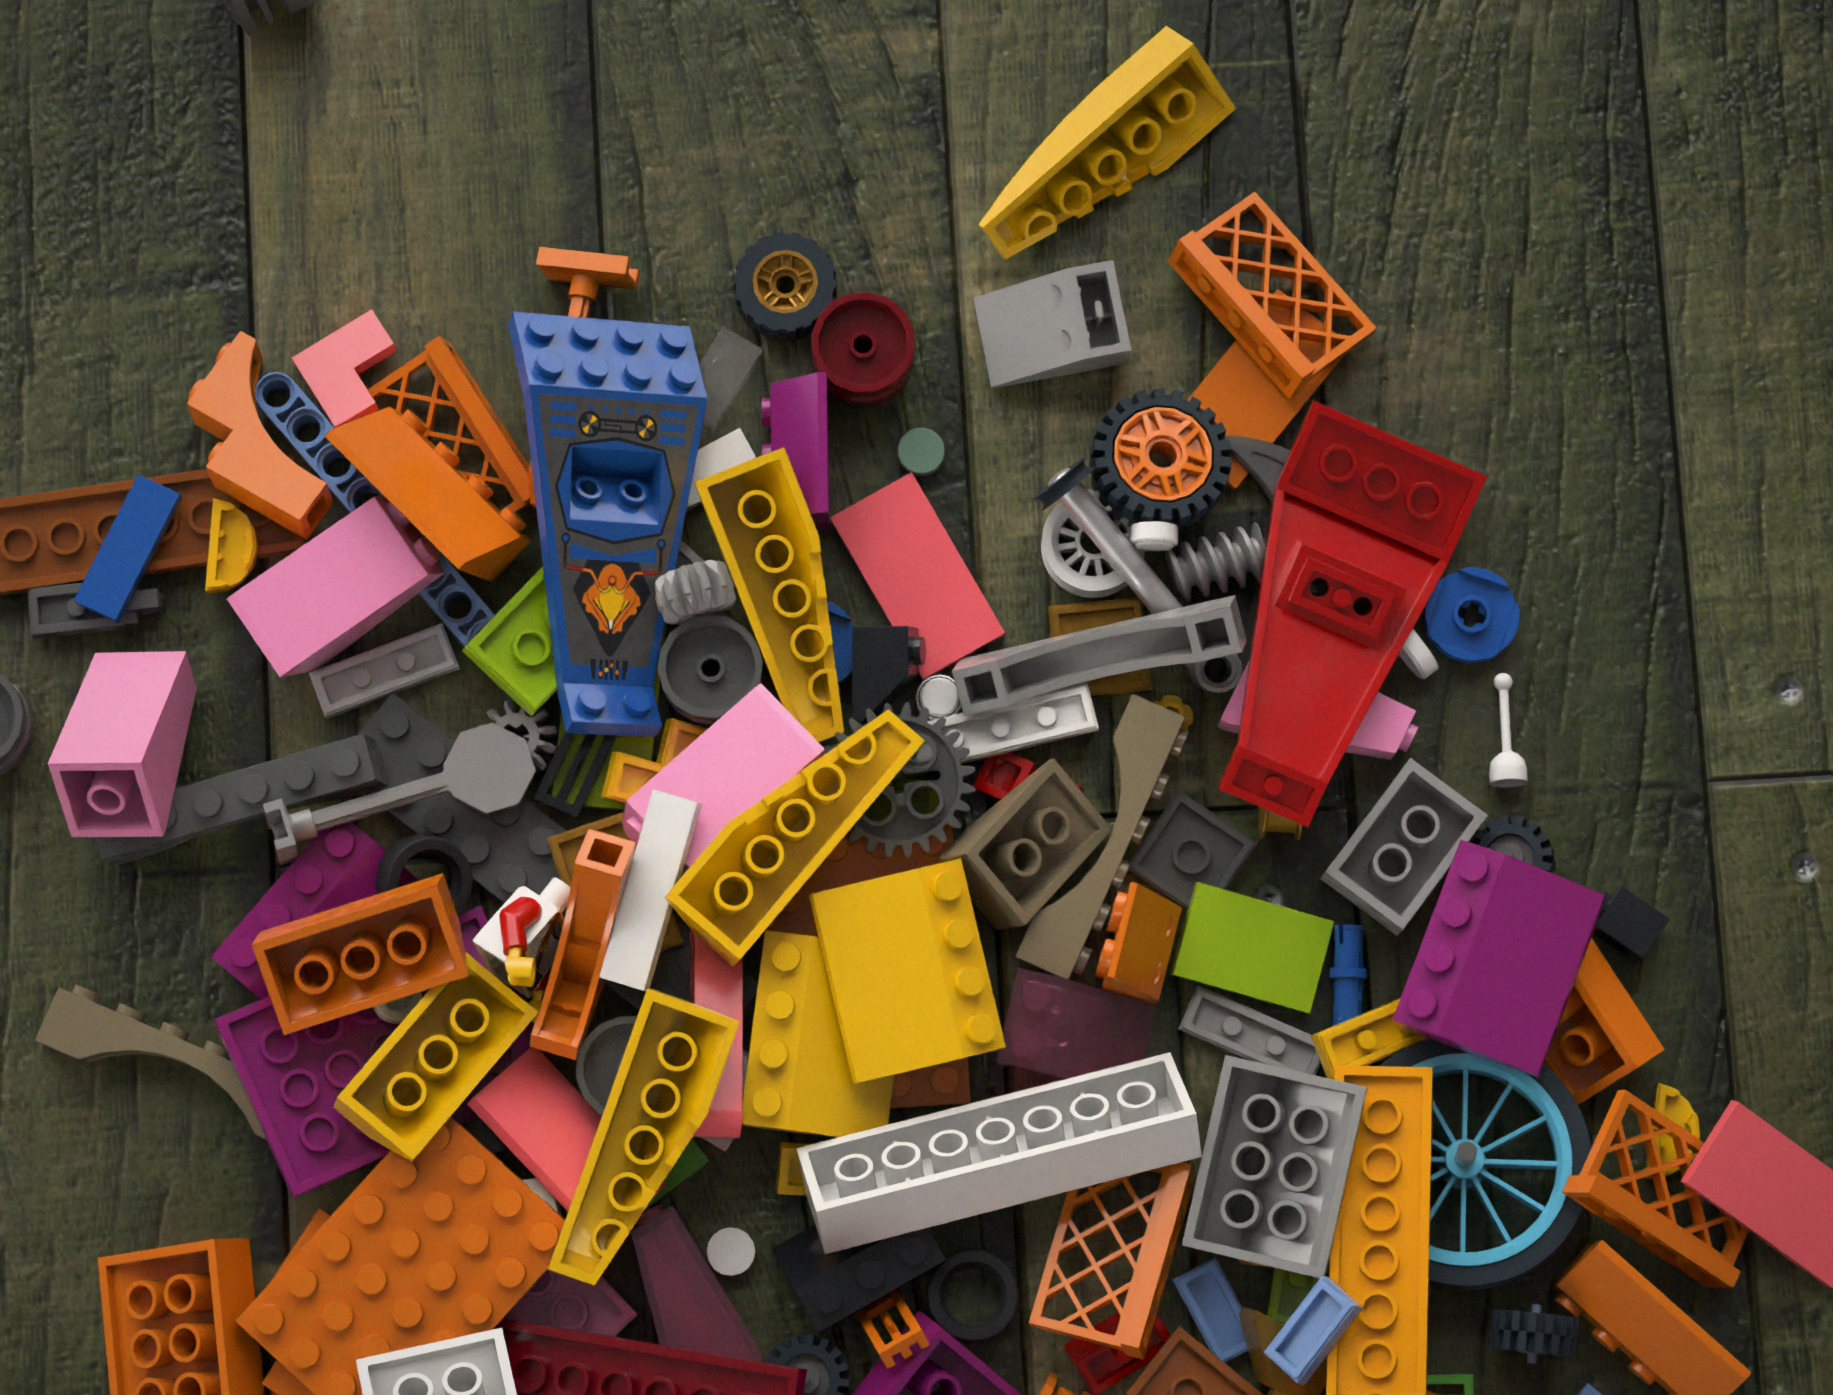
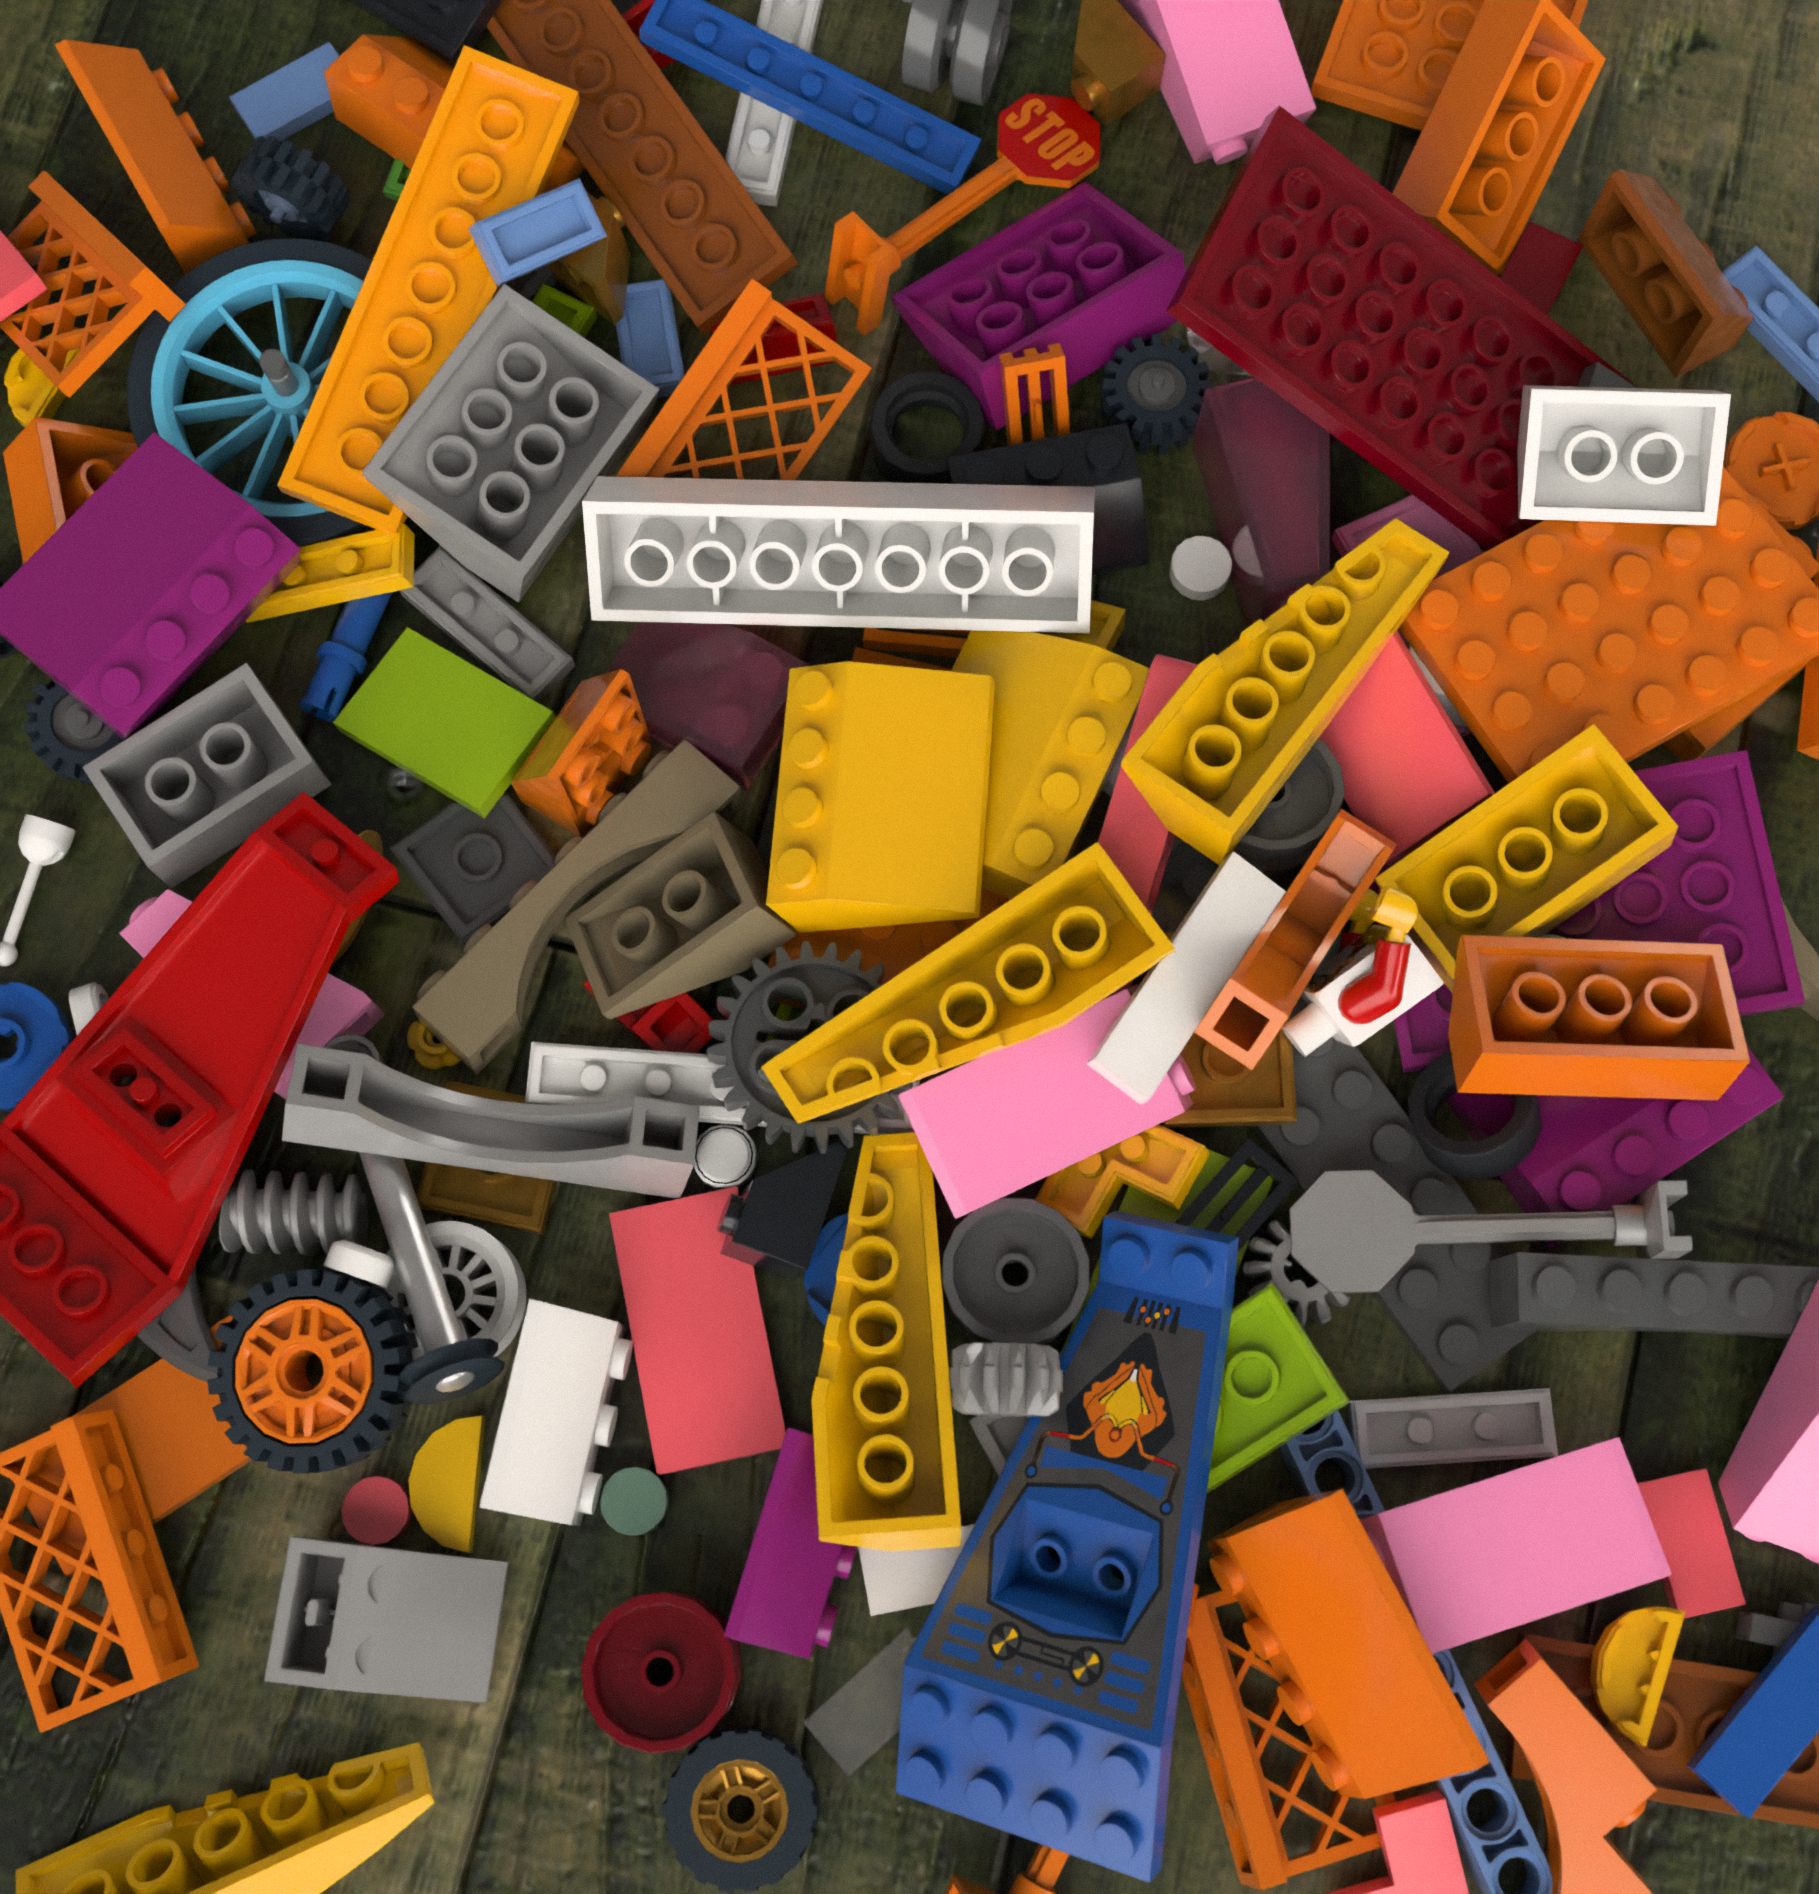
camera: 160 degrees left, 5 degrees down
(214, 654) = (1693, 1543): none -> coral tile
(987, 485) = (556, 1415): none -> white slope
(1050, 425) = (447, 1482): none -> yellow tile
(1090, 393) = (377, 1510): none -> coral piece

